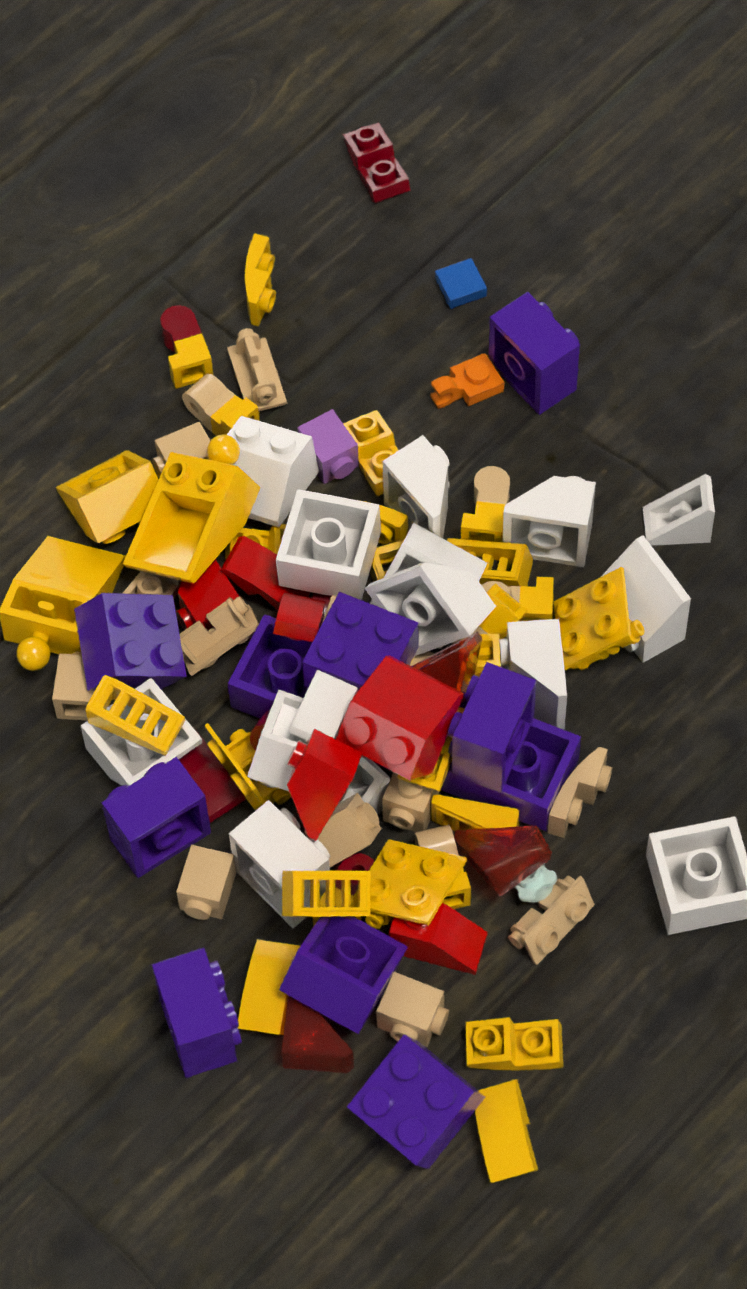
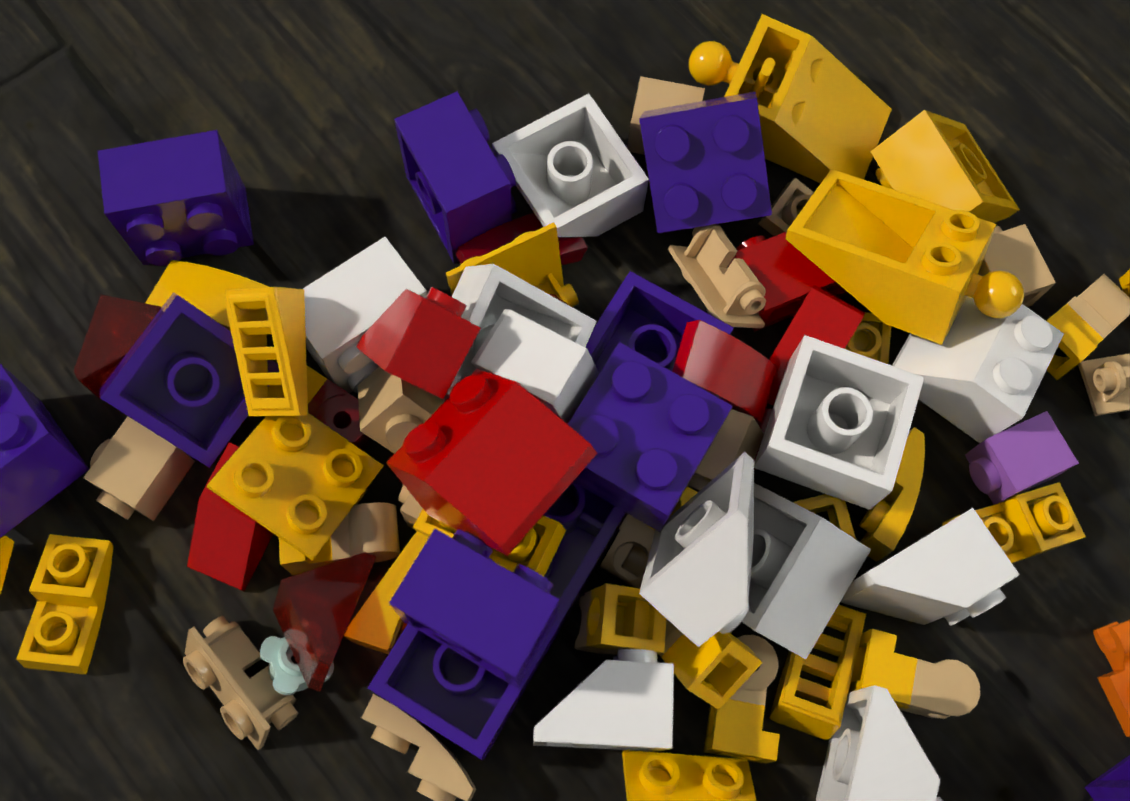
camera: 90 degrees right, 10 degrees up
(127, 696) = (604, 113): yellow slope -> none
(206, 883) = (363, 224): tan brick -> none
(454, 664) = (590, 550): clear red slope -> none

